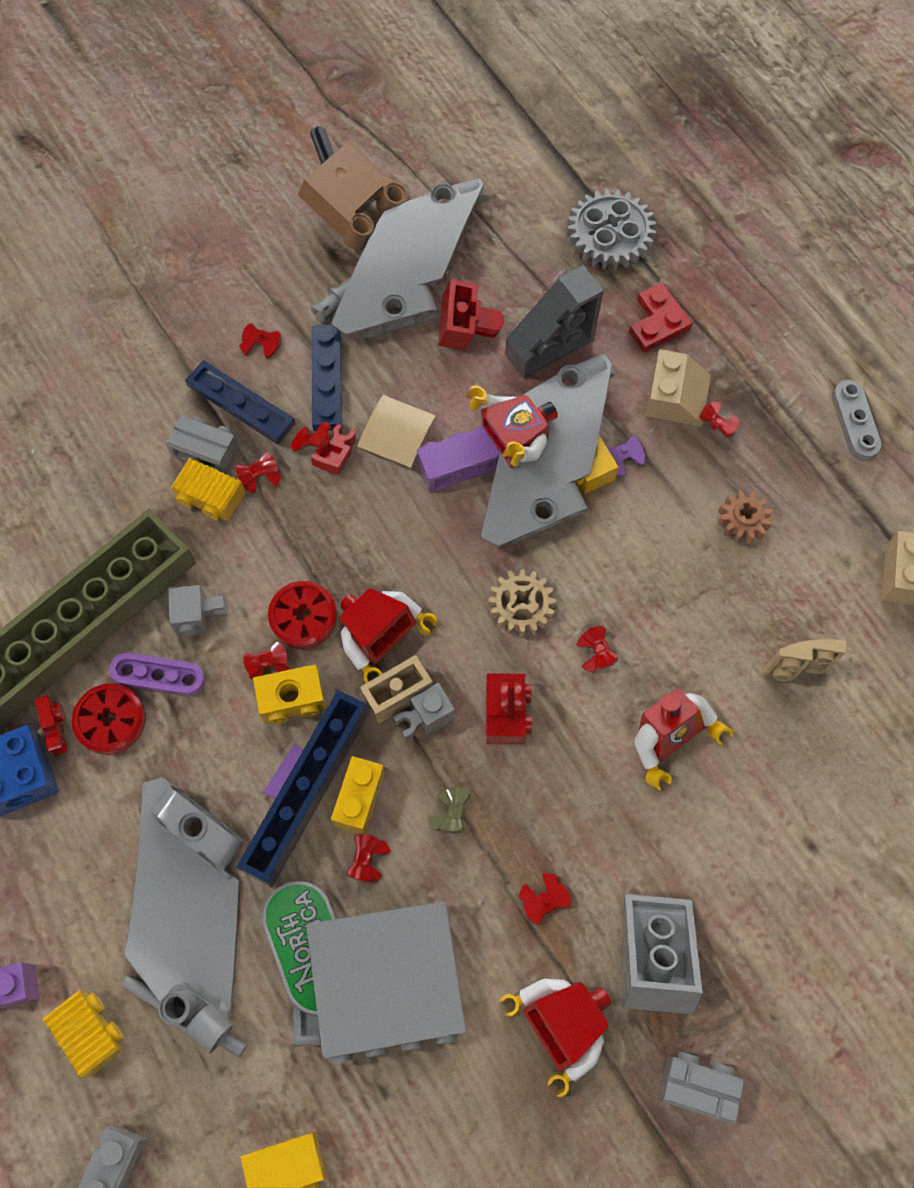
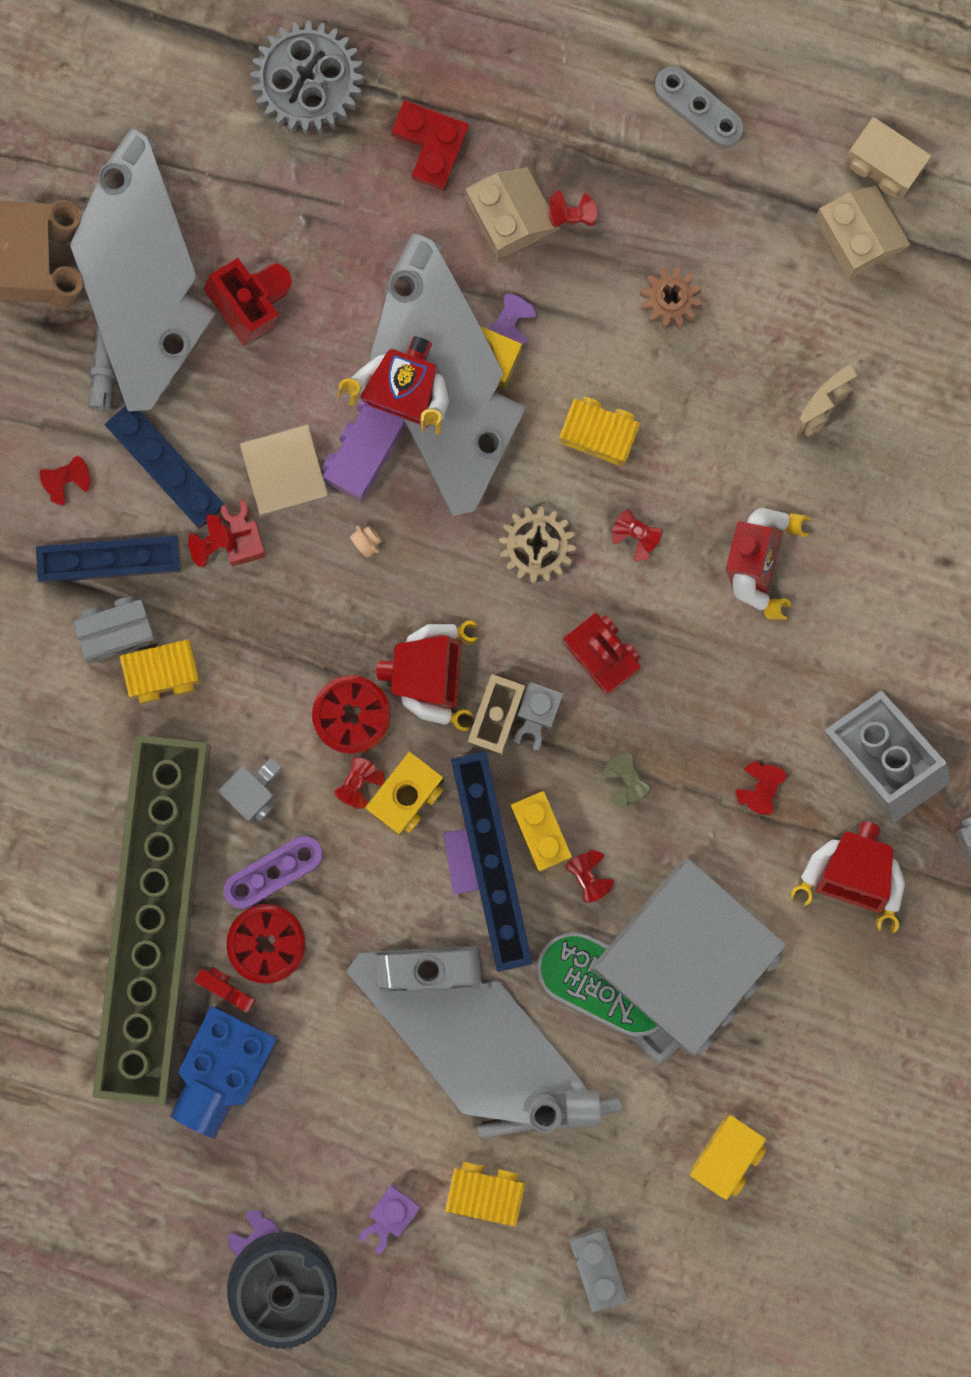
camera: 35 degrees left, 15 degrees up
(266, 466) = (191, 602): red piece -> none
(411, 513) = (366, 540): none -> light nougat plate
(557, 323) = (346, 242): dark grey brick -> none
(626, 563) = (599, 431): none -> yellow brick

